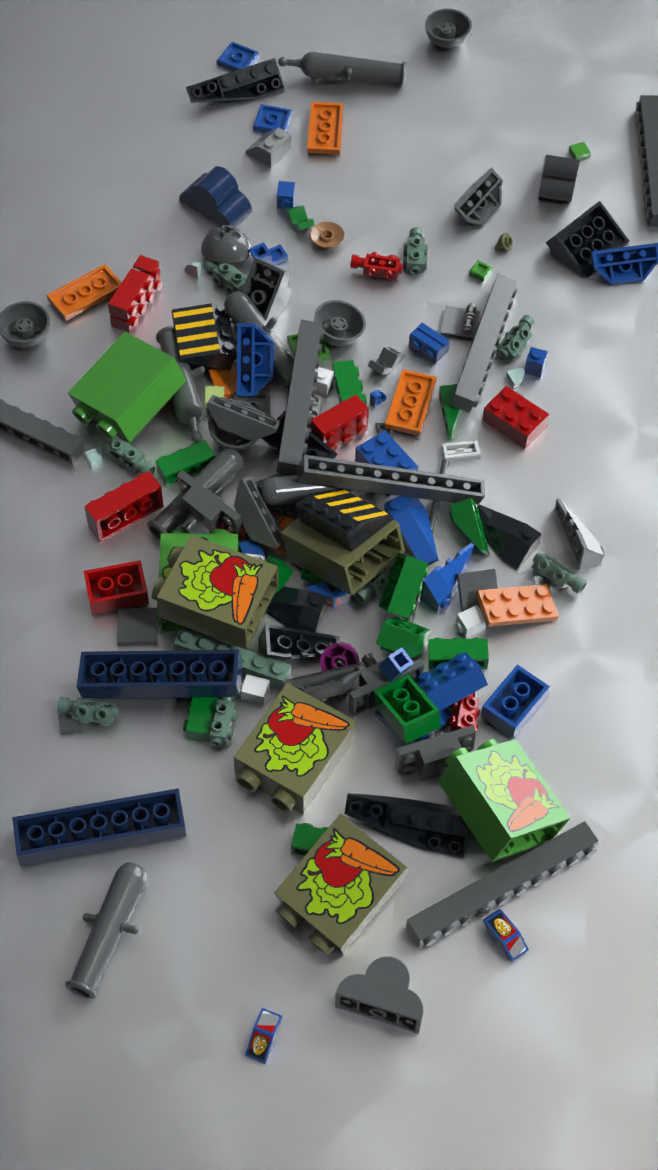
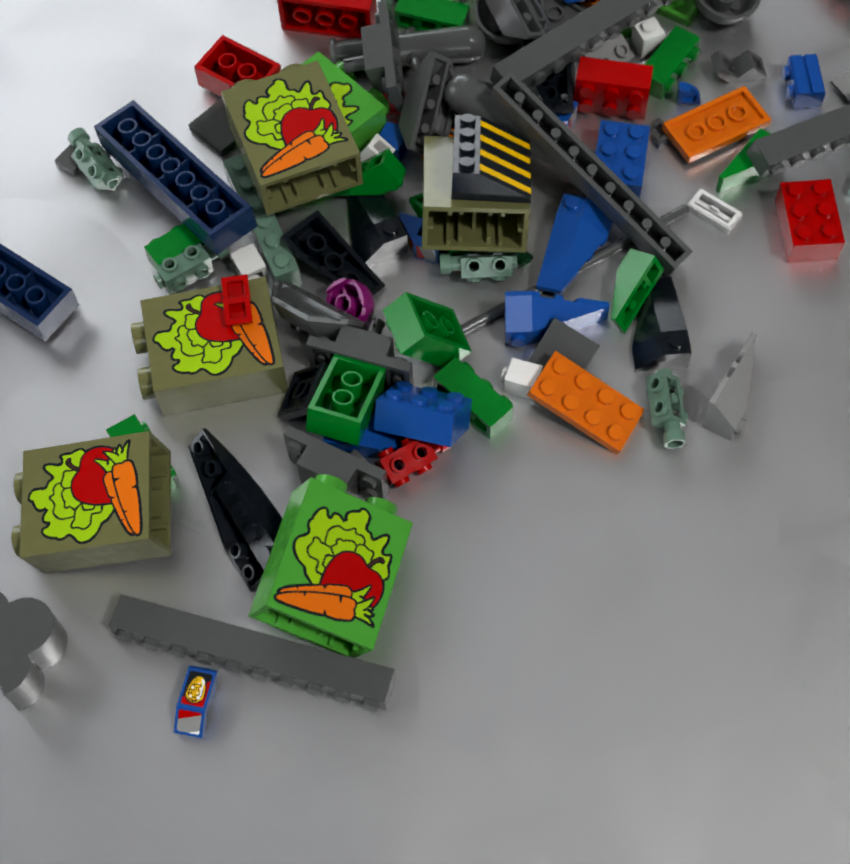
camera: 50 degrees right, 5 degrees up
(289, 708) = (236, 300): none -> red slope
(373, 728) = (301, 391): none -> black plate
(396, 664) = (371, 343): blue brick -> none
(403, 585) = (484, 282): green brick -> none
(514, 701) = (470, 491): blue brick -> none

